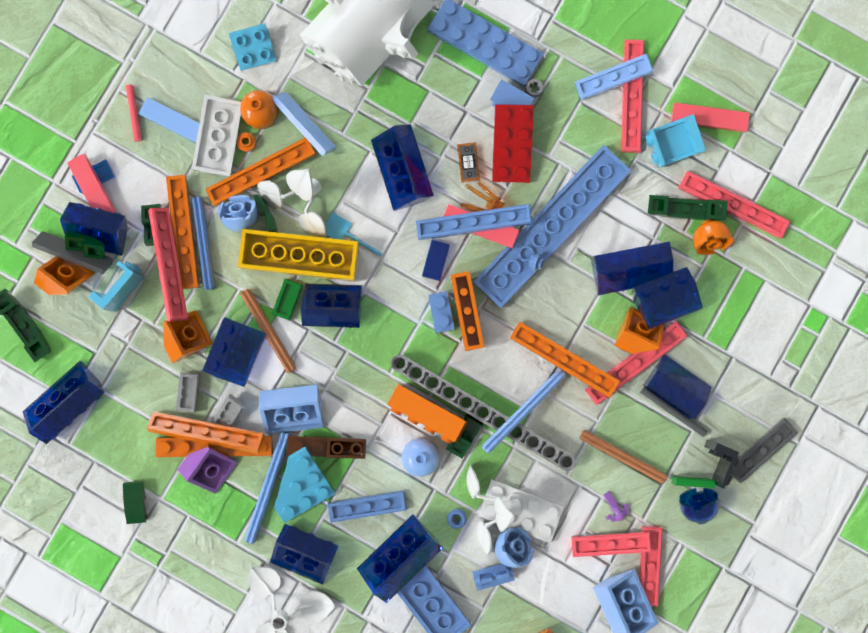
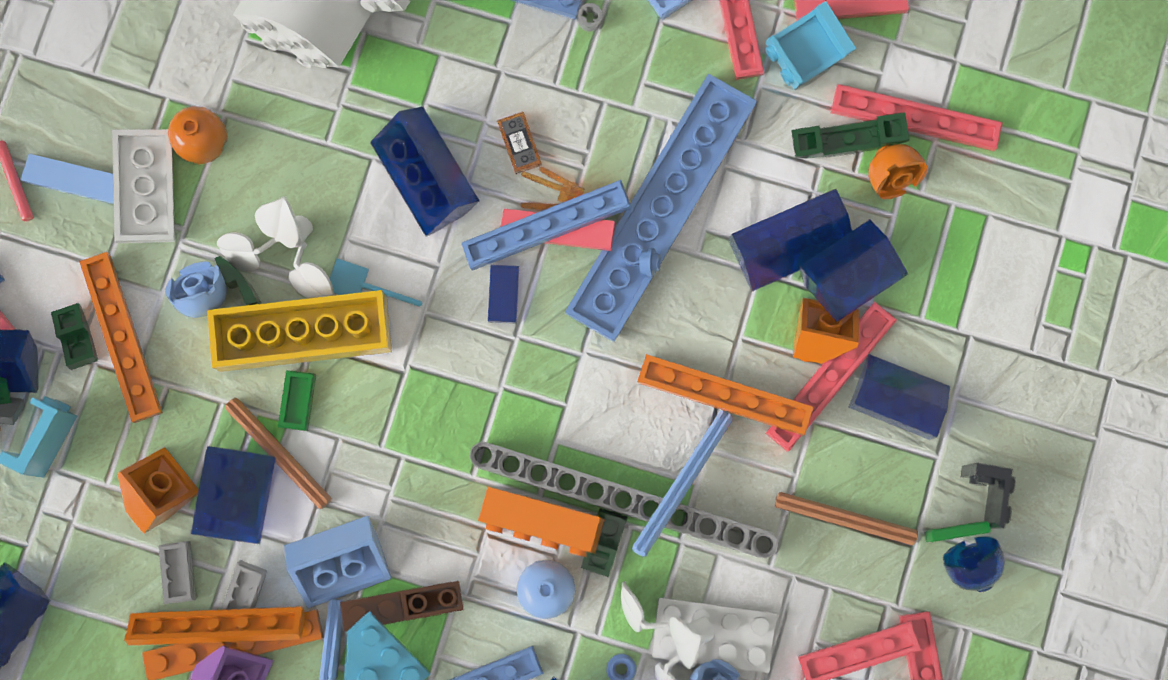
camera: 15 degrees left, 5 degrees down
(168, 264) = (108, 388): coral tile -> none
(203, 243) = (155, 346): medium blue axle -> none
(250, 146) = (195, 189): orange plate -> none
(252, 46) = (169, 47): medium azure hinge -> none
(260, 171) = (221, 219): orange plate -> none
(304, 123) = (267, 140): light blue tile -> none
(331, 305) = (364, 394): clear blue slope -> none
(441, 312) = (528, 367): medium blue brick -> none
(467, 311) = (565, 356): orange brick -> none
(508, 94) = (561, 39): medium blue brick -> none
(512, 143) = (576, 100): red plate -> none
(619, 515) = (861, 606): medium lavender piece -> none
(673, 411) = (903, 435): dark grey bar -> none
(763, 449) = (1047, 461): dark grey tile -> none

